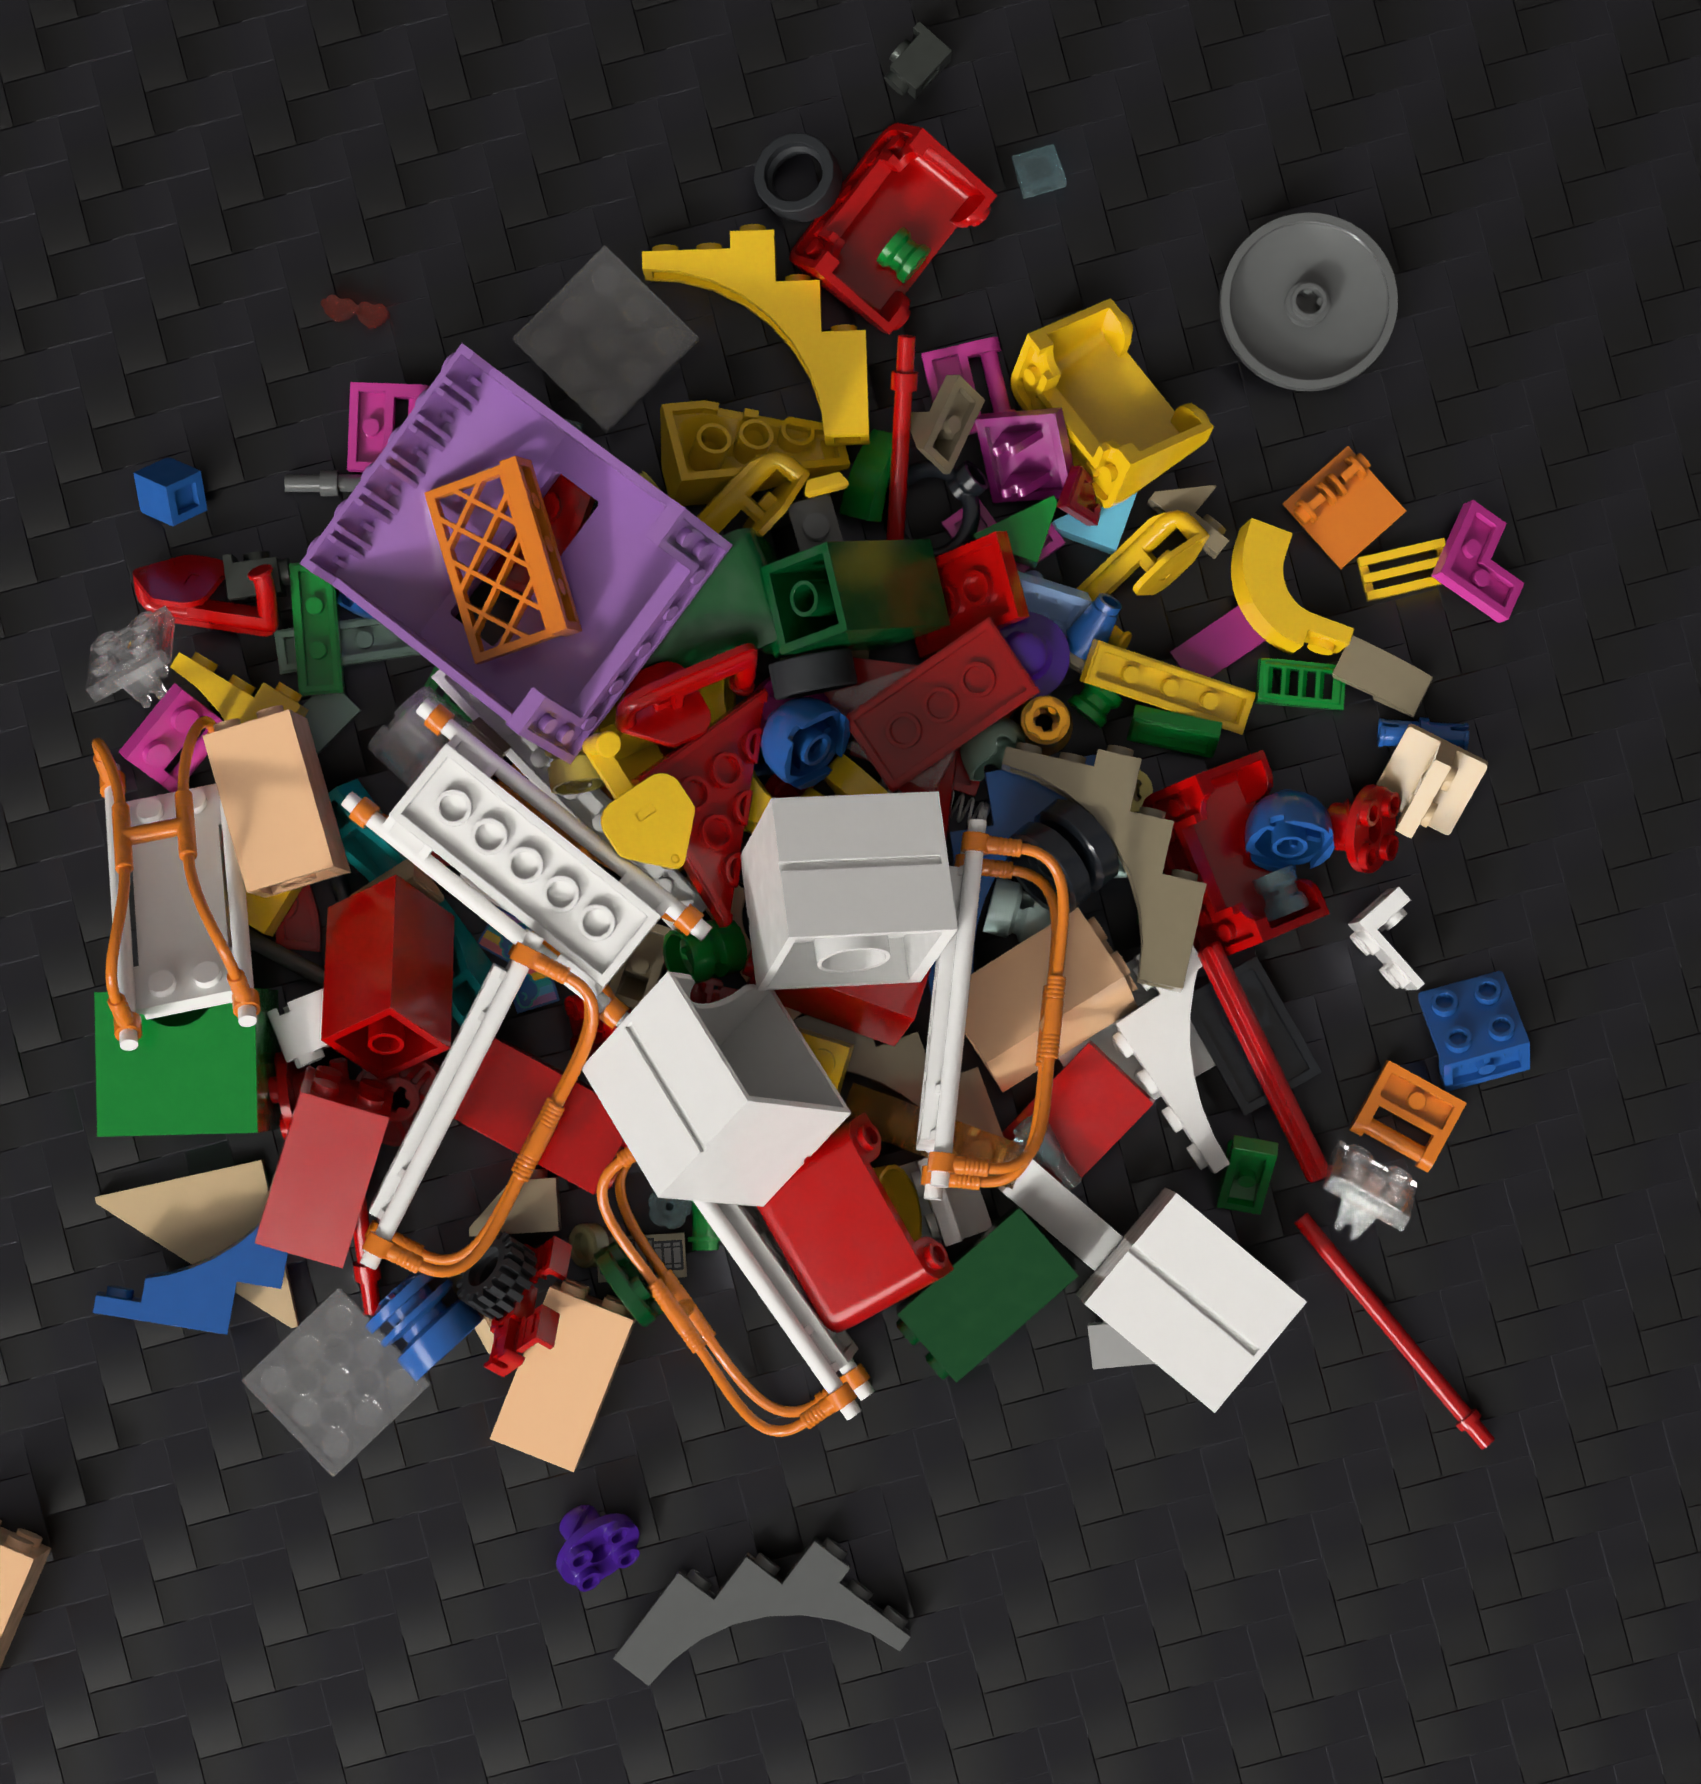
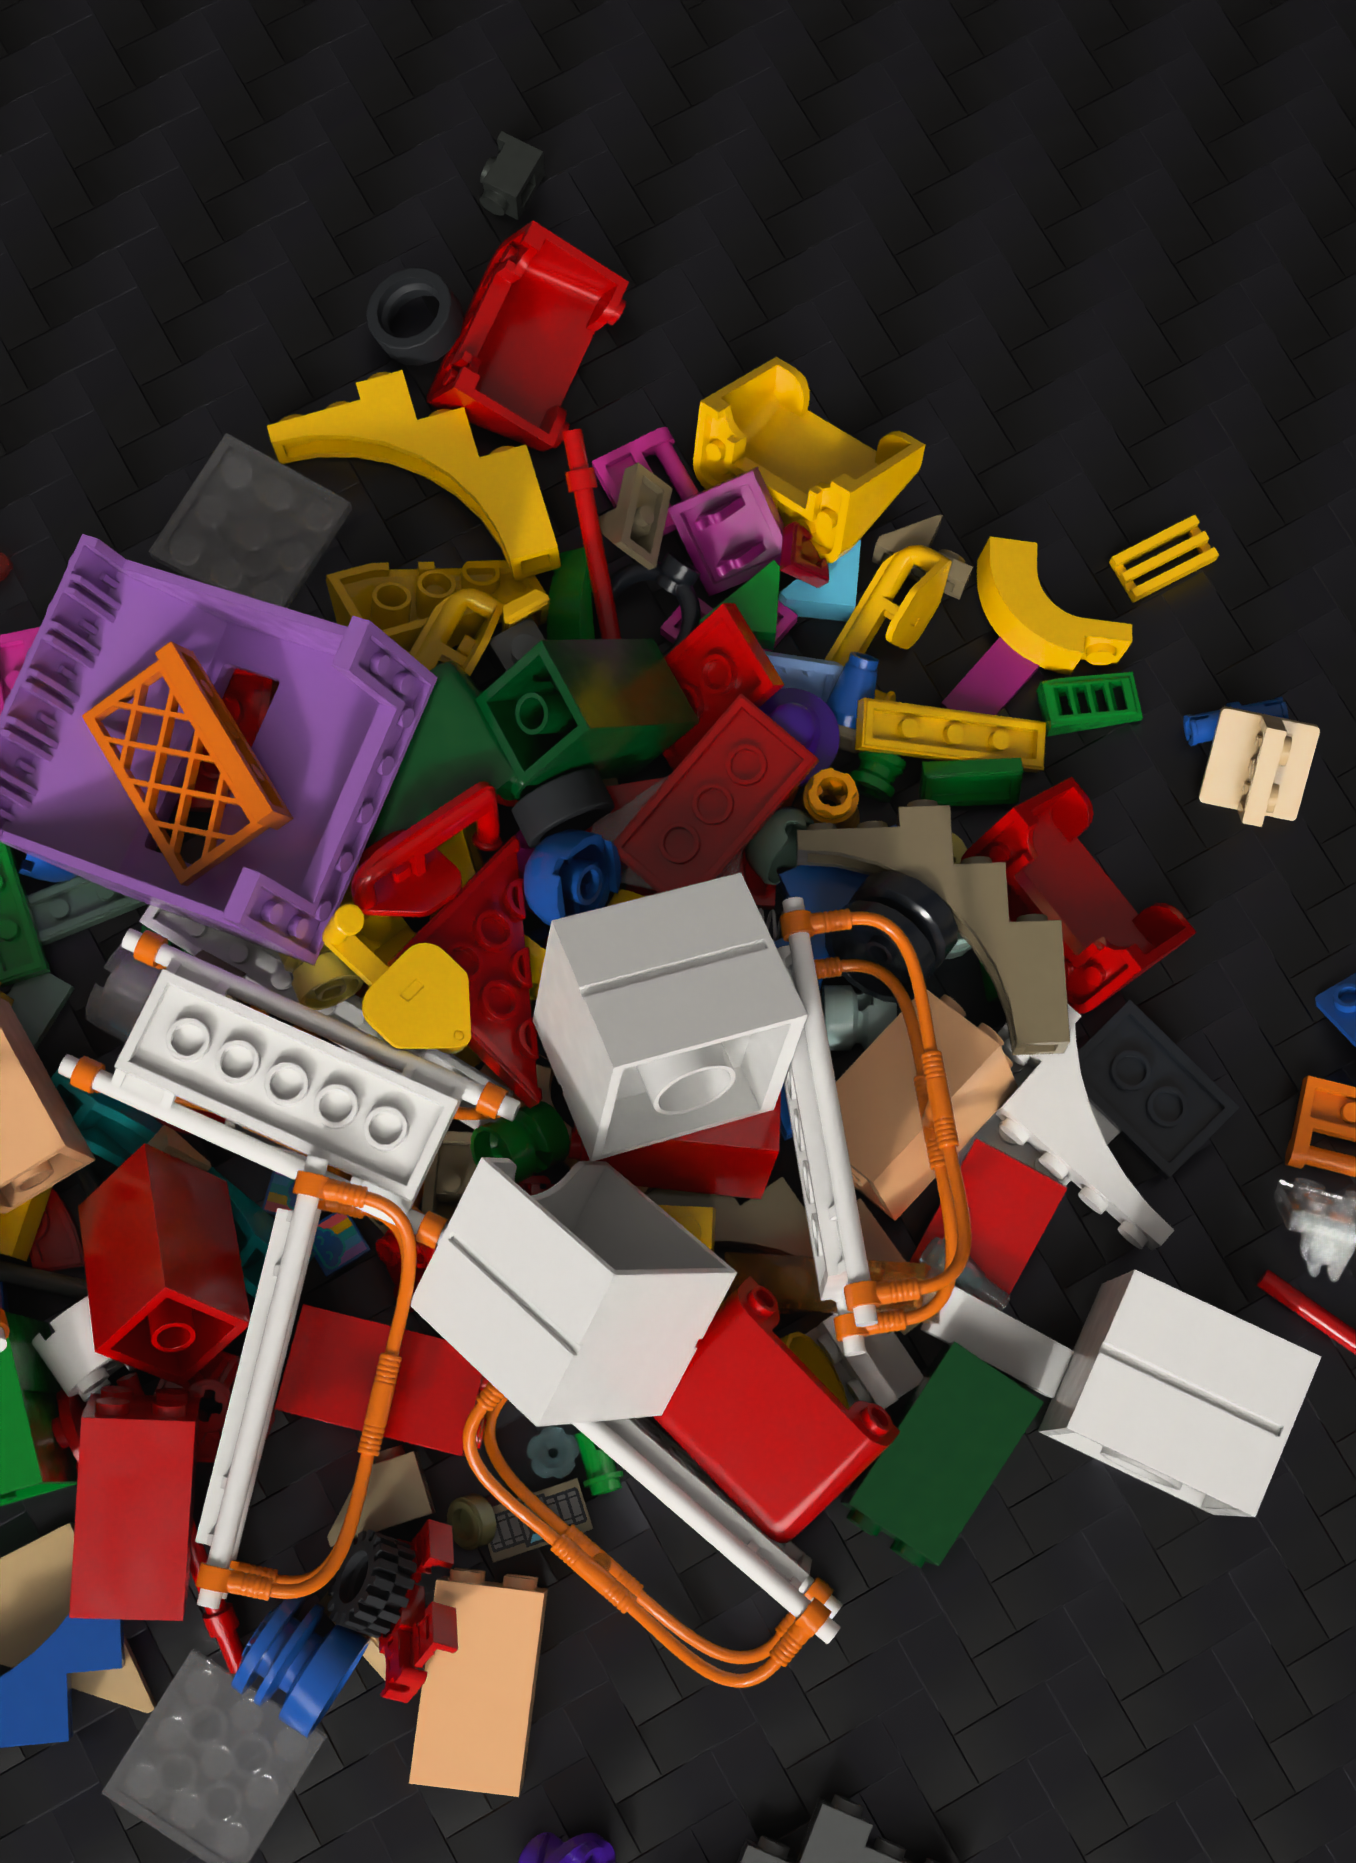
camera: 20 degrees left, 10 degrees down
(627, 1283) = (527, 1552): dark green tile -> none
(903, 255) = (546, 366): green wheel -> none
(1039, 171) = (666, 257): clear light blue slope -> none
(1111, 1349) = (1101, 1480): light grey tile -> none
(1248, 1174) = (1193, 1249): green slope -> none
(1263, 1061) = (1175, 1109): red axle -> none
(1280, 893) = (1146, 930): clear light blue wheel -> none
(1289, 830) = (1127, 855): blue cylinder -> none
(1308, 301) = (983, 310): dark grey dish -> none
(1344, 507) = (1080, 510): orange hinge -> none
(1367, 827) = (1204, 831): red plate -> none
(1382, 676) = (1175, 668): dark tan slope -> none
(1382, 915) = (1253, 947): white bracket -> none
(1467, 563) = (1232, 537): dark pink plate -> none

